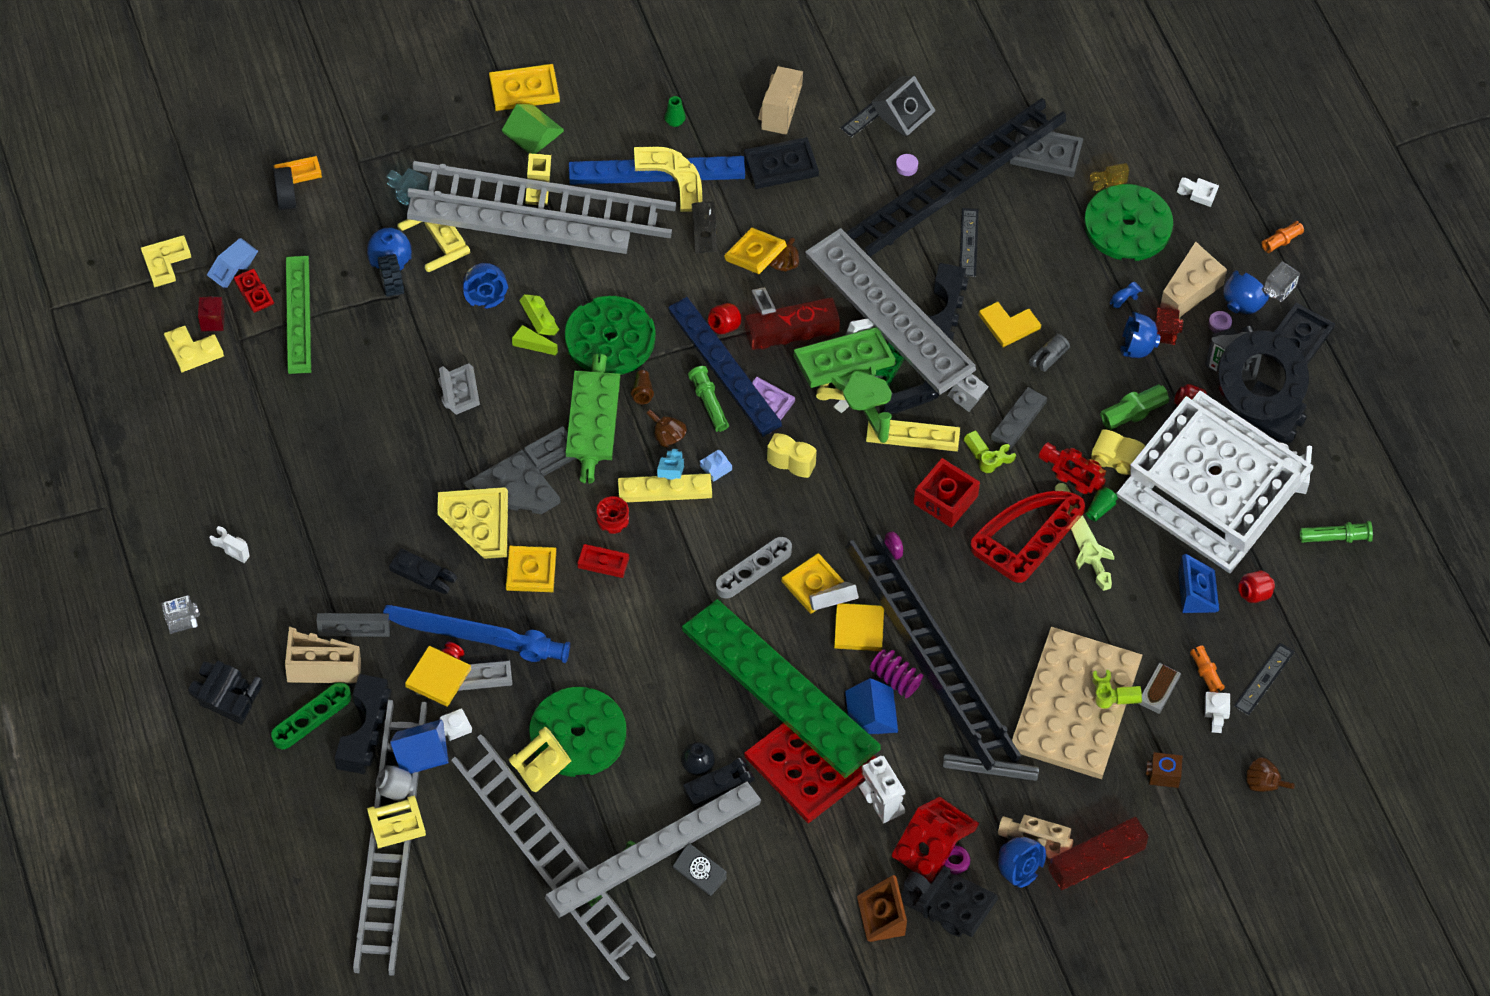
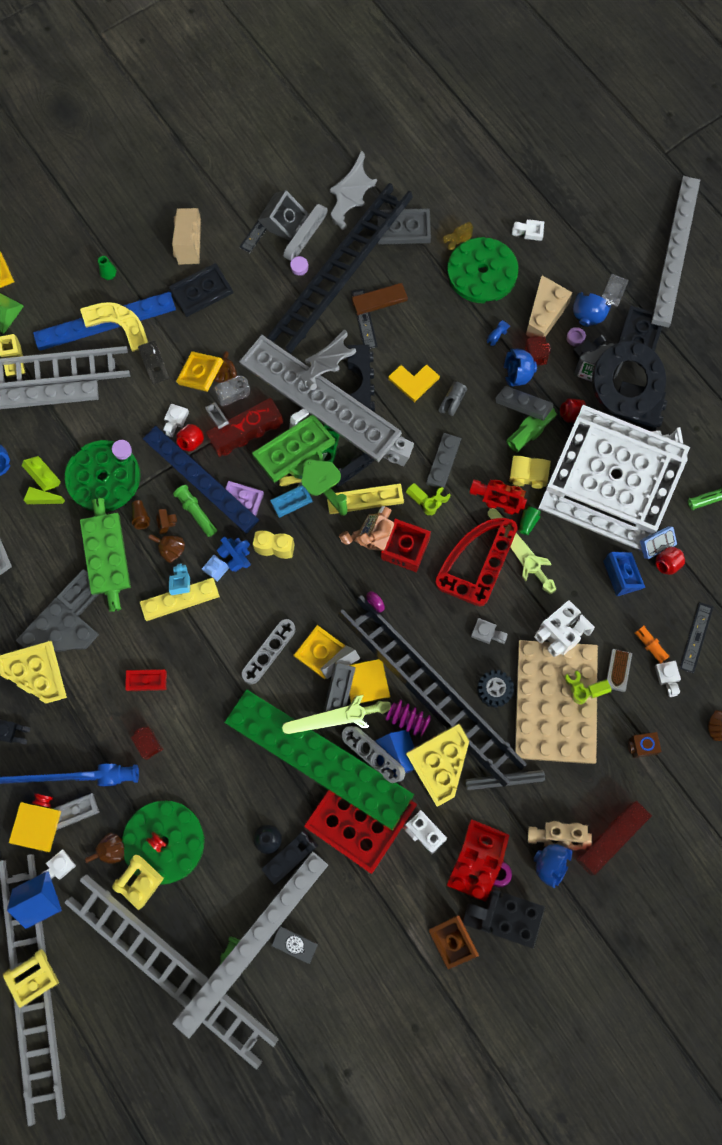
camera: 10 degrees left, 15 degrees up
(394, 783) = (21, 942): light grey head -> none
(514, 723) = (109, 850): none -> reddish brown piece
(531, 569) = (89, 702): yellow tile -> none
(573, 721) = (156, 842): none -> red bush
(587, 624) = (146, 742): none -> clear red brick
(614, 506) = (135, 636): red wheel -> none
(641, 311) = (121, 449): none -> lavender tile
(670, 400) = (165, 521): none -> reddish brown tile
(711, 294) = (175, 417): none -> white plate
(738, 446) = (235, 549): none -> blue hips
(787, 281) = (230, 390): none -> clear piece
(817, 650) = (339, 716): none -> yellowish green sword
(822, 627) = (339, 687): none -> dark grey plate
(825, 415) = (291, 501): none -> dark azure plate
(845, 697) = (371, 756): none -> light grey beam
(910, 272) = (326, 360): none -> light grey animal
(912, 469) = (374, 531): none -> nougat torso
(921, 724) = (441, 763): none -> light yellow plate
(925, 129) = (305, 232): none -> light grey beam
(993, 97) = (350, 191): none -> light grey animal
(993, 224) = (379, 299): none -> reddish brown tile
(1015, 665) = (497, 682): none -> black wheel
(1016, 609) = (485, 631): none -> light grey plate
(1105, 624) = (557, 632): none -> white hips
(1133, 376) = (524, 403): none -> dark grey plate
(1246, 562) = (658, 542): none -> tile
(1282, 236) = (604, 252): orange pin -> none
(1370, 256) = (675, 252): none -> light grey plate

